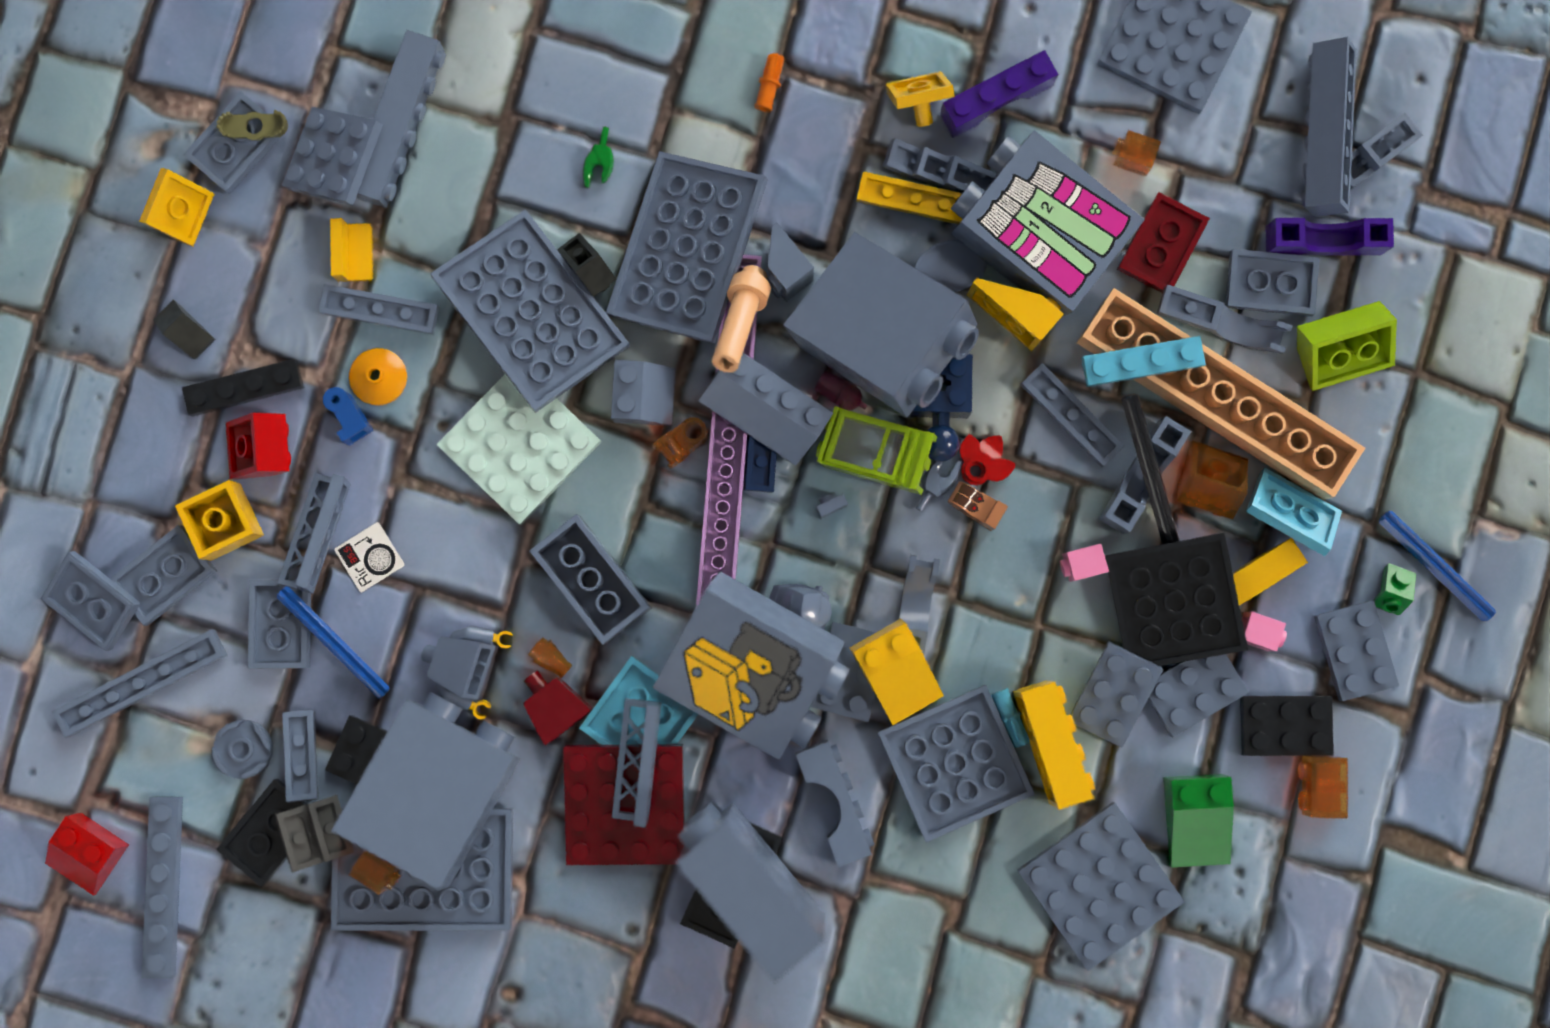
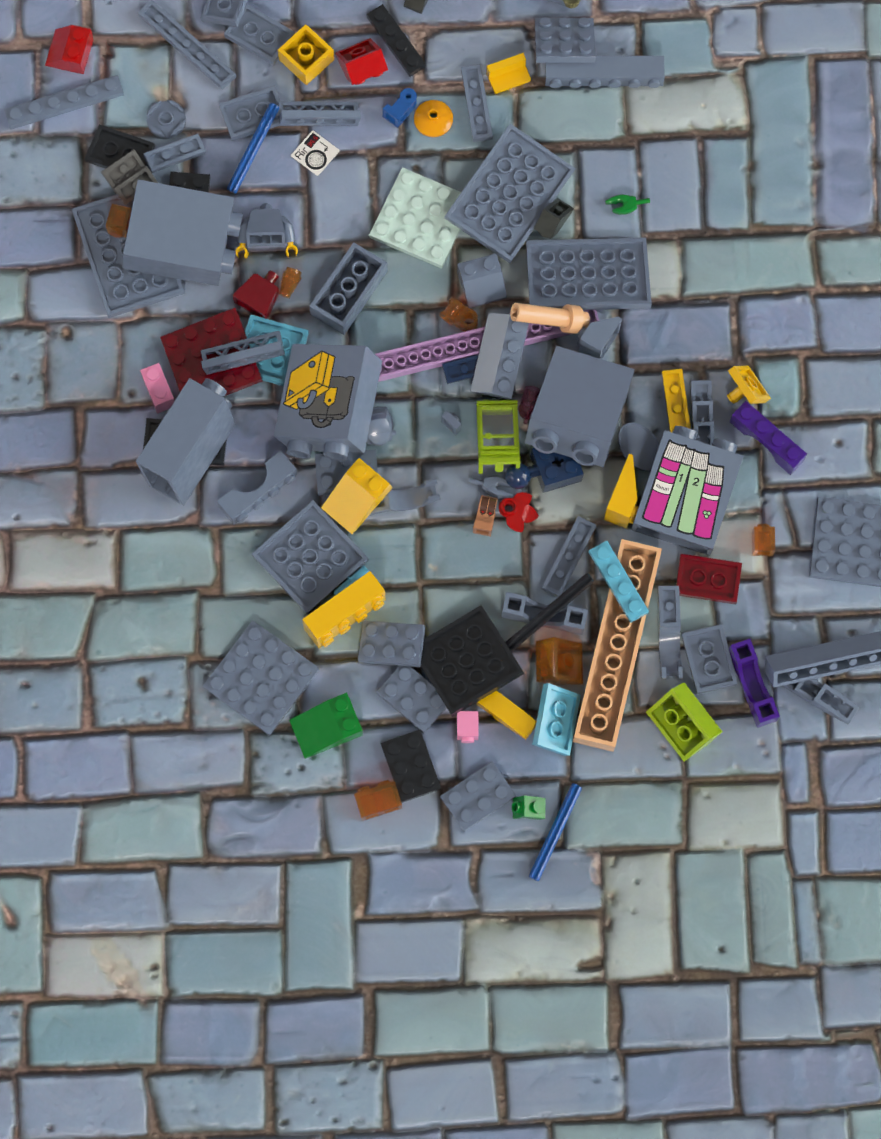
camera: 65 degrees right, 10 degrees down
(641, 893) = (157, 387): none -> bright pink brick
(769, 82) = (719, 291): orange axle -> none
(1084, 563) = (471, 595): bright pink brick -> none

